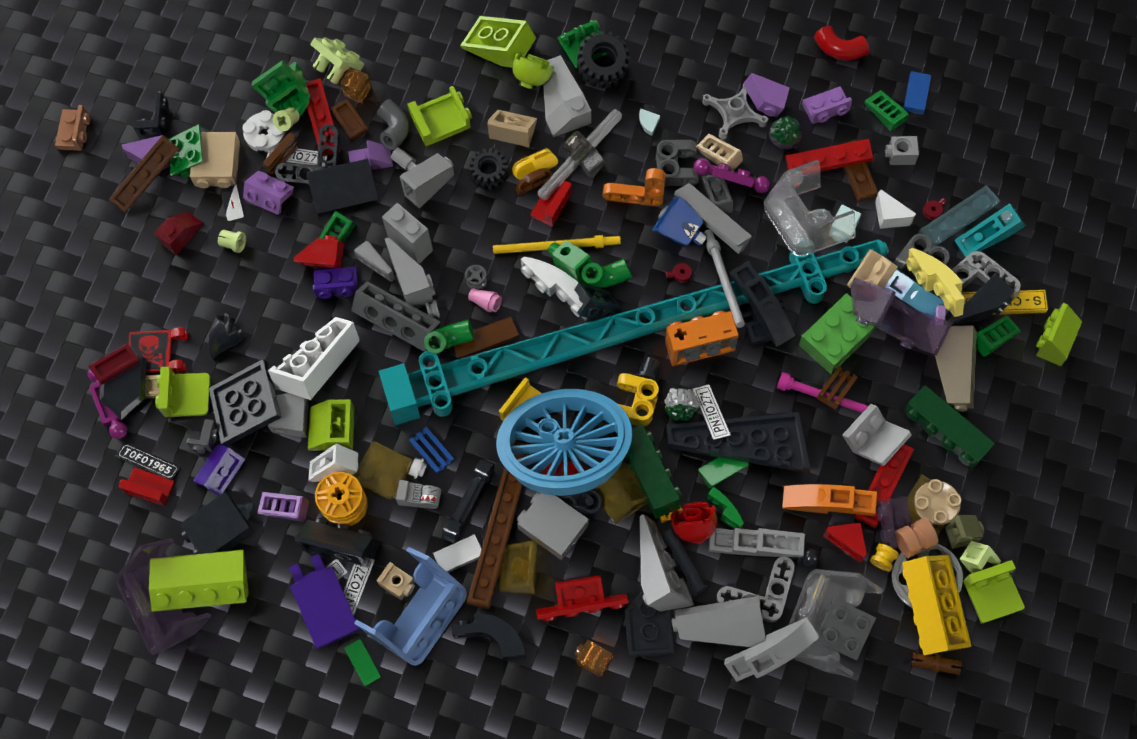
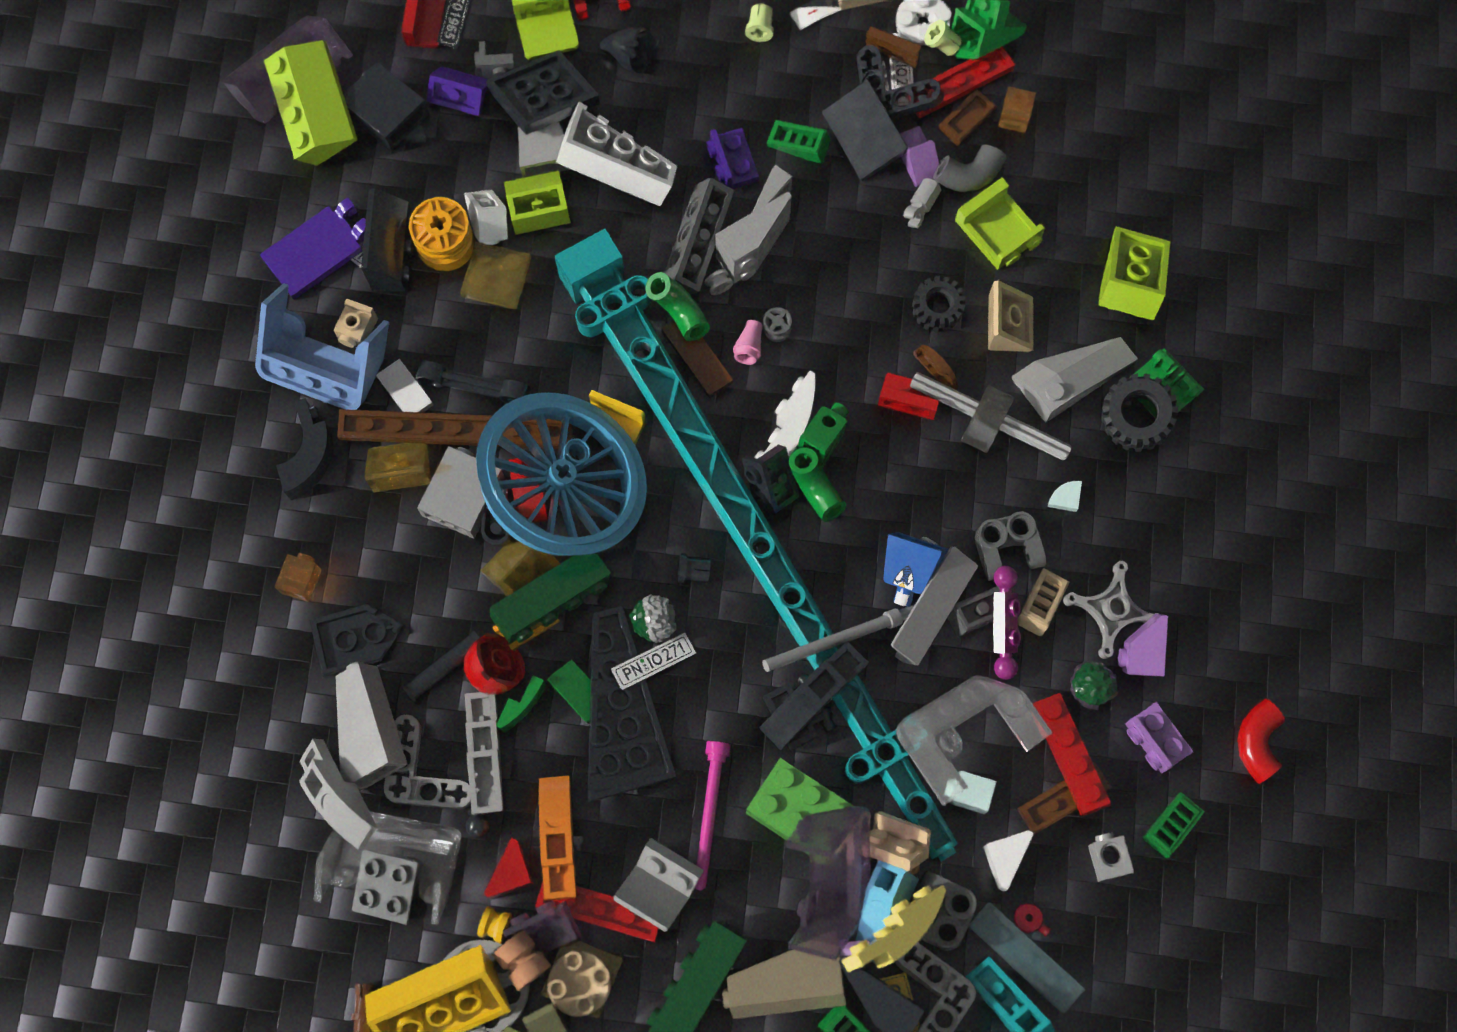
camera: 75 degrees right, 5 degrees up
(266, 191) = (838, 45): medium lavender bracket -> none
(297, 509) = (429, 189): medium lavender slope -> none
(322, 253) = (763, 131): red slope -> none
(335, 52) = (1049, 74): yellowish green plate -> none
(356, 584) = (347, 282): white sticker -> none
(362, 662) = (249, 316): green sticker -> none
(407, 233) = (810, 221): light grey brick -> none
(417, 468) = (505, 314): white plate -> none
(417, 495) = (469, 322): light grey leg -> none
(420, 437) = (524, 320): blue tile -> none
(426, 179) = (900, 228): light grey slope -> none
(531, 70) = (1099, 322): lime cylinder -> none
(536, 161) = (961, 361): yellow arm -> none
(581, 596) = (372, 547): red bracket -> none
(599, 242) = (866, 465): yellow bar -> none
(641, 402) = (649, 565): yellow piece -> none
(650, 195) = (951, 507): orange beam -> none
(658, 577) = (416, 636): light grey wedge -> none
(676, 273) = (847, 578): dark red piece -> none
(701, 338) = (748, 621): orange piece -> none
(844, 376) = (745, 832): reddish brown tile -> none
(917, 92) = (1215, 866): blue tile -> none

